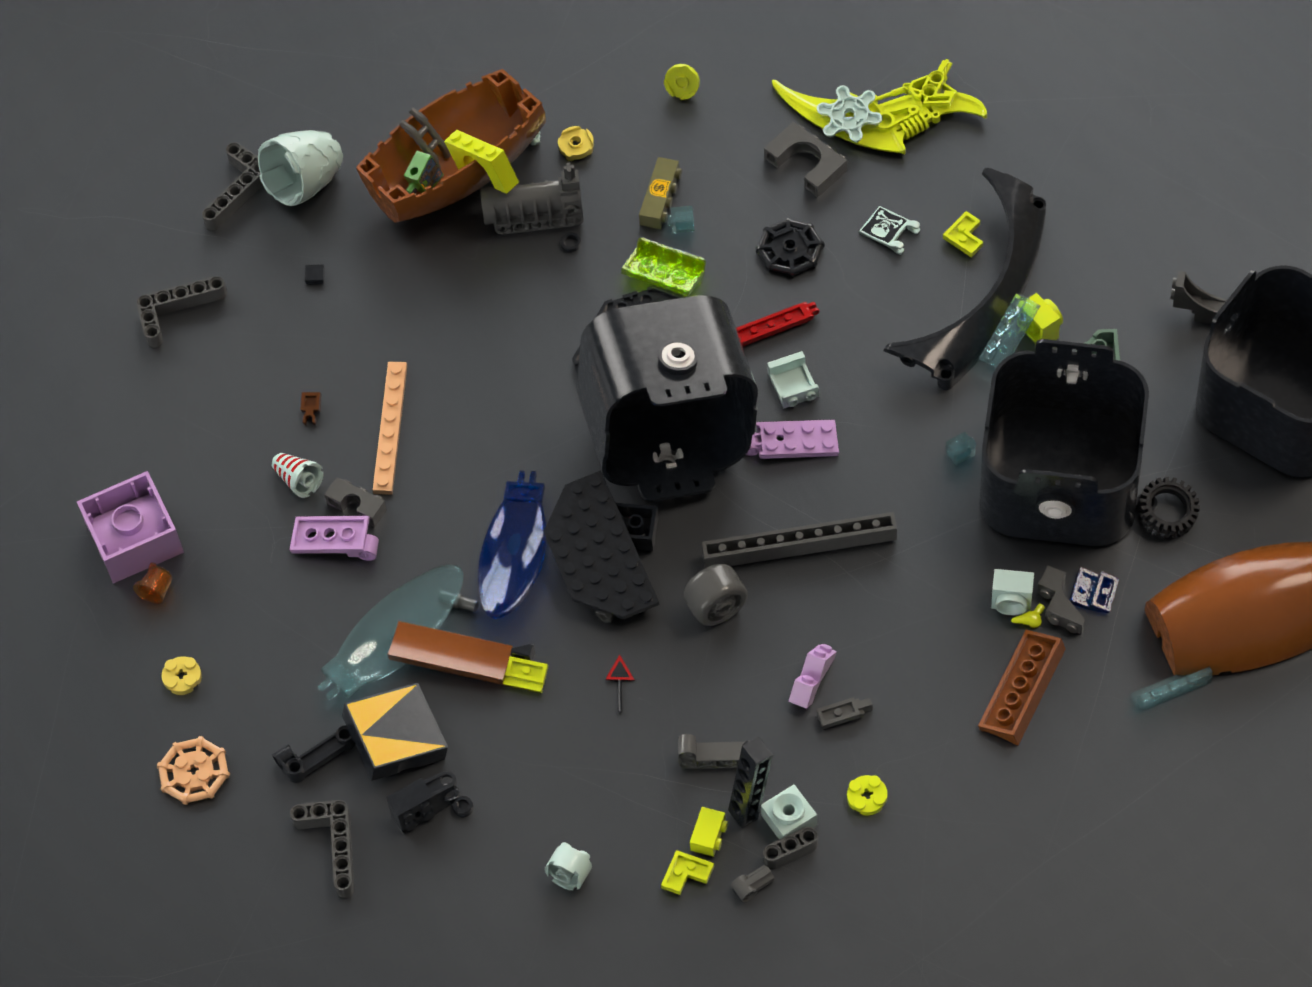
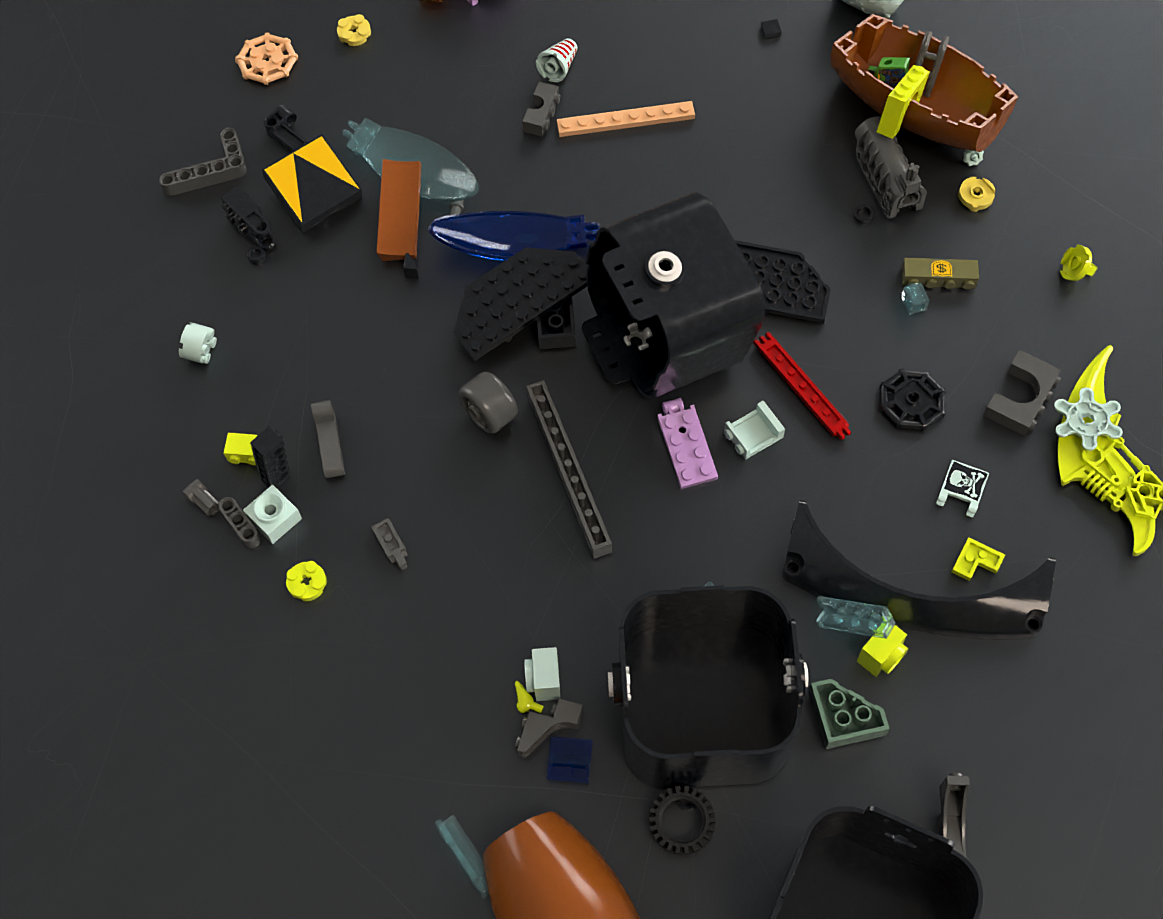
camera: 75 degrees right, 5 degrees up
(310, 404) = (633, 56): reddish brown plate -> none
(348, 538) = (499, 108): lavender hinge -> none
(525, 674) = (390, 273): neon yellow plate -> none
(619, 673) = (406, 348): piece -> none
(665, 267) = (852, 294): clear neon green bracket -> none
(684, 867) = (211, 437): neon yellow plate -> none
(813, 671) = (428, 506): lavender arch -> none
(1022, 686) = (445, 705): dark orange arch -> none

